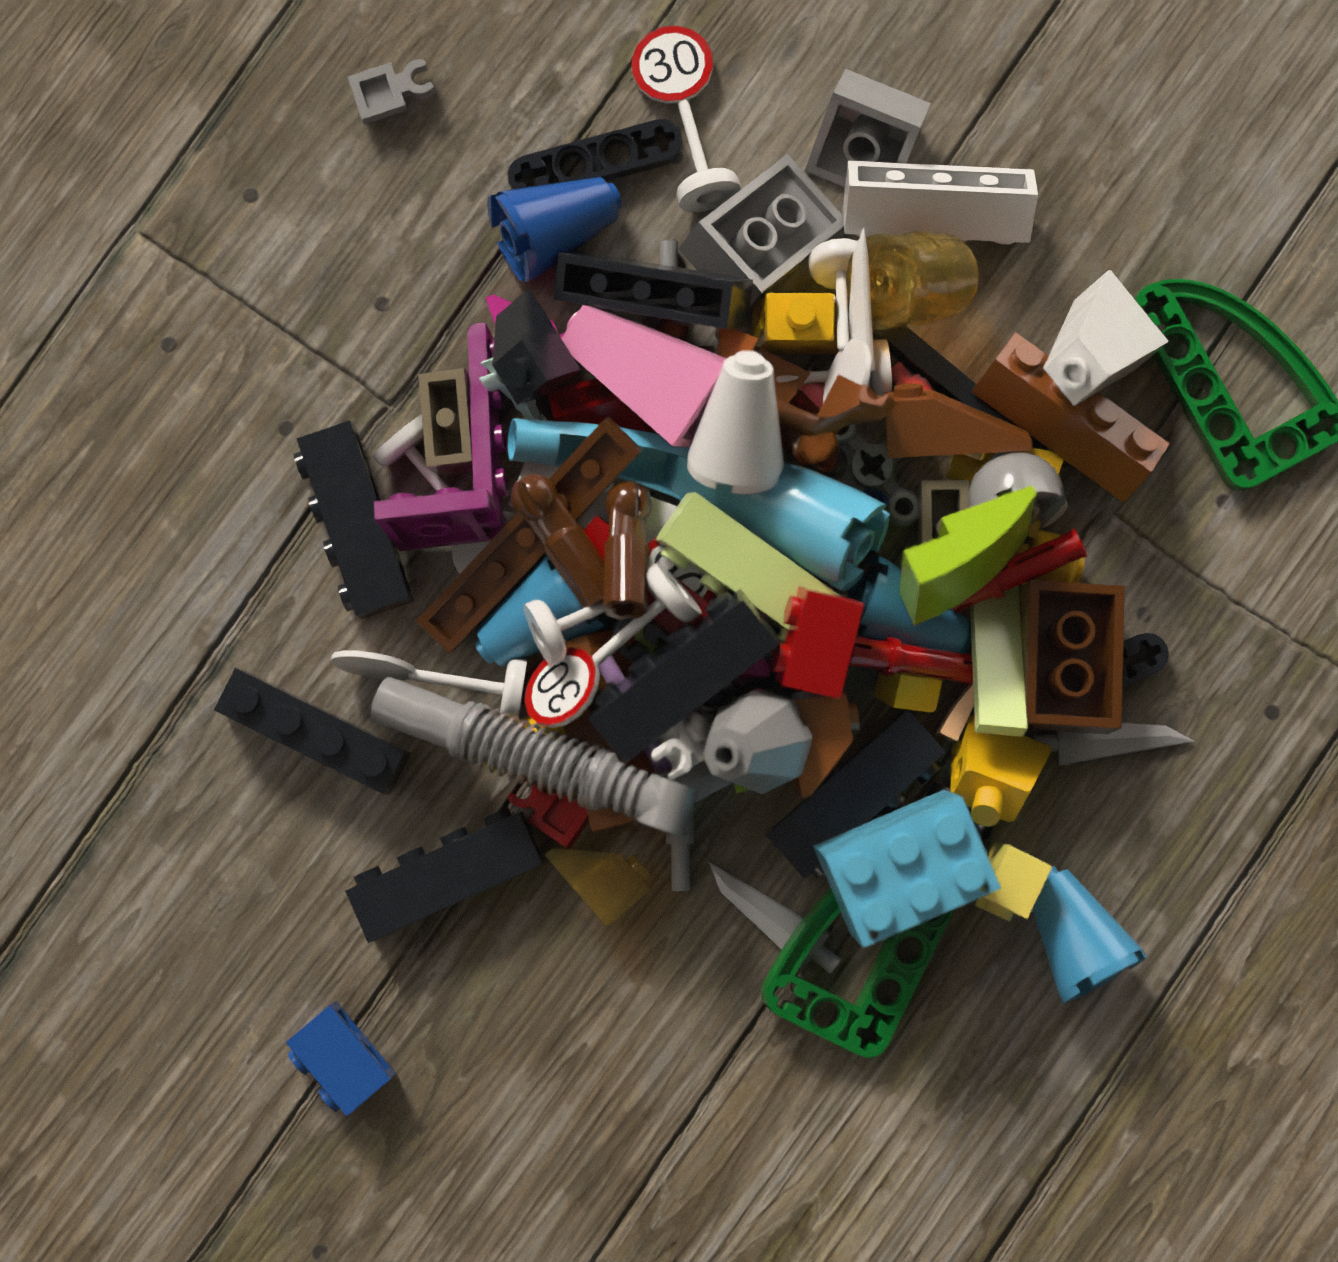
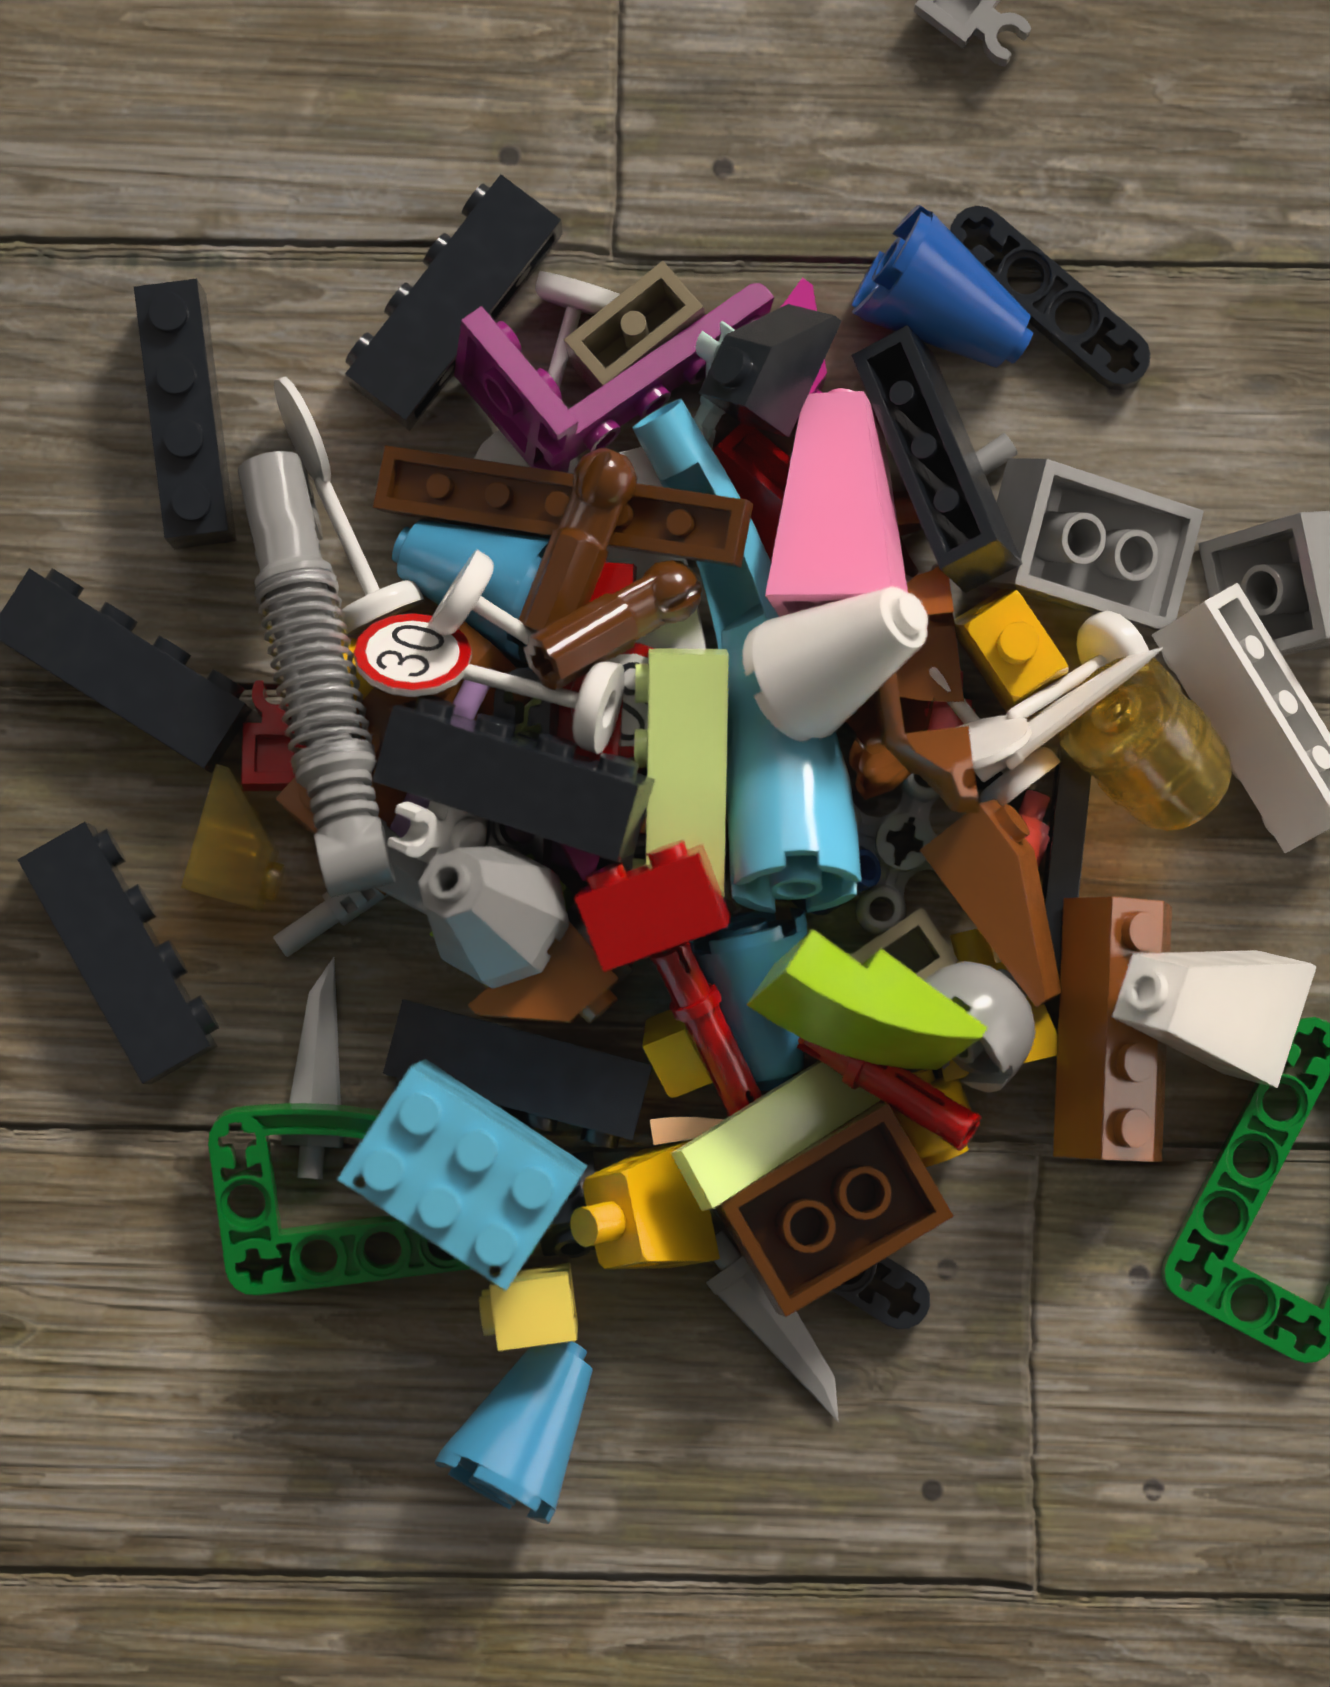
camera: 55 degrees right, 0 degrees up
(619, 992) = (119, 953): none -> black brick
(672, 68) = (1214, 315): white piece -> none

